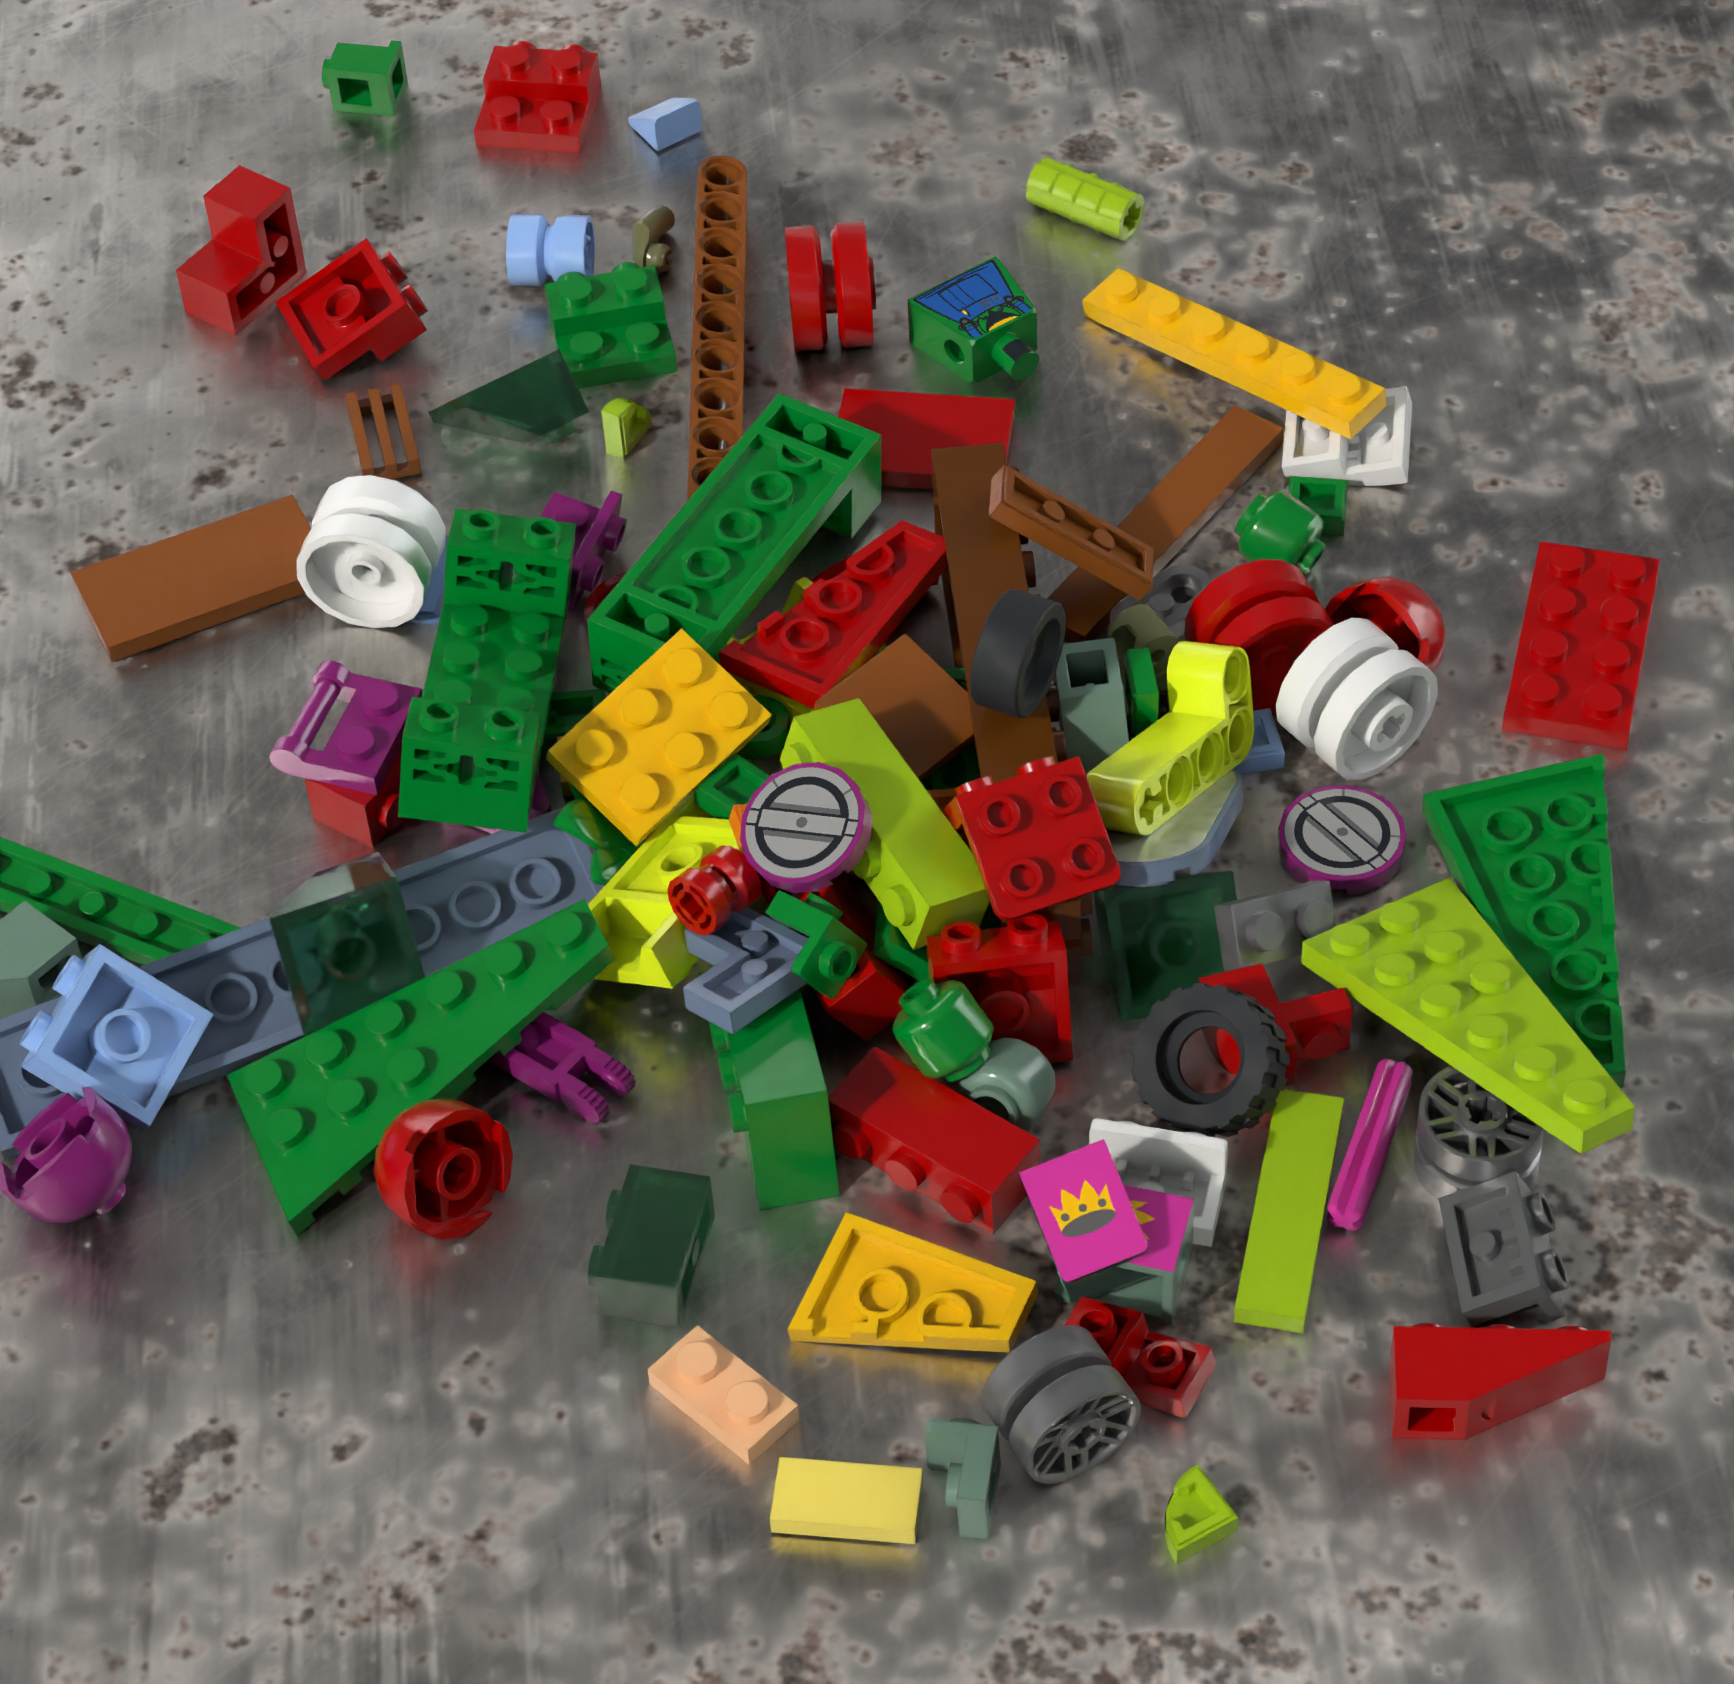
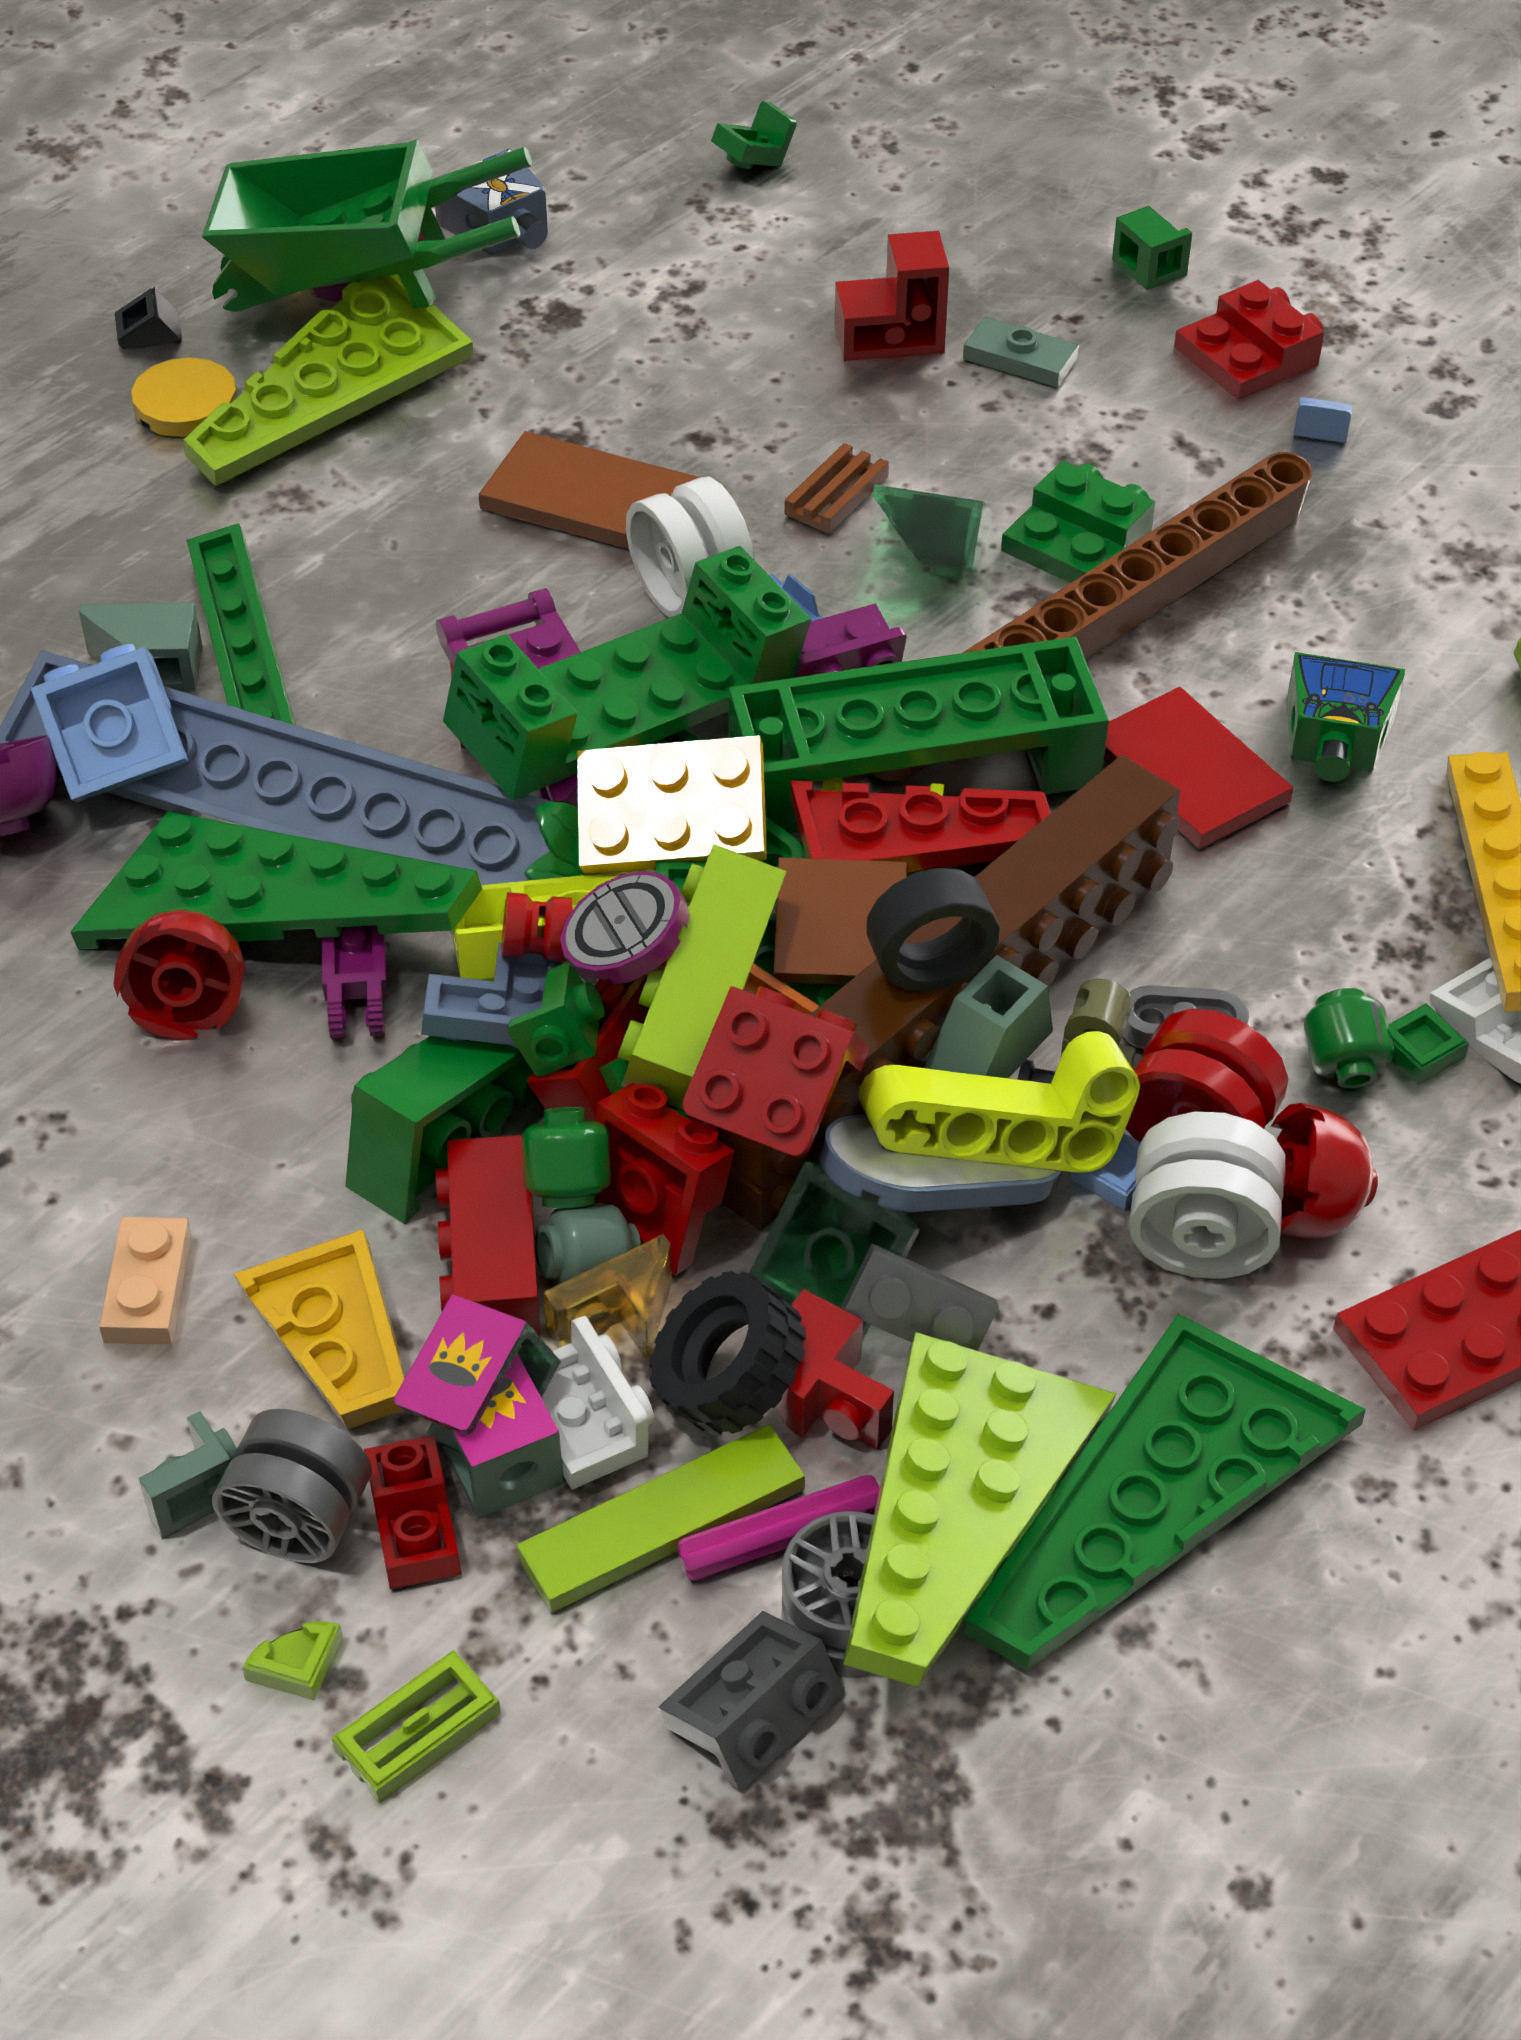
camera: 45 degrees right, 0 degrees up
(344, 941) = (309, 773): clear green slope -> none
(353, 309) = (922, 392): red plate -> none
(385, 224) = (1020, 352): none -> sand green plate
(544, 250) = (1098, 435): light blue wheel -> none
(624, 425) = (994, 596): lime tile -> none
(646, 236) = (1189, 484): olive arm -> none
(652, 1245) = (234, 1142): clear green brick -> none
(830, 286) = (1247, 600): red wheel -> none
(846, 1500) = (112, 1420): light yellow tile -> none
(1071, 532) = (1152, 897): dark orange tile -> none
(1078, 1092) = (621, 1290): none -> clear yellow slope
(1140, 689) = (1042, 1046): green tile -> none
(1174, 512) = (1289, 958): dark orange tile -> none
(1330, 1525) = (432, 1746): none -> lime tile
(1342, 838) = (1082, 1296): tile -> none
(1473, 1379) = (593, 1763): red slope -> none

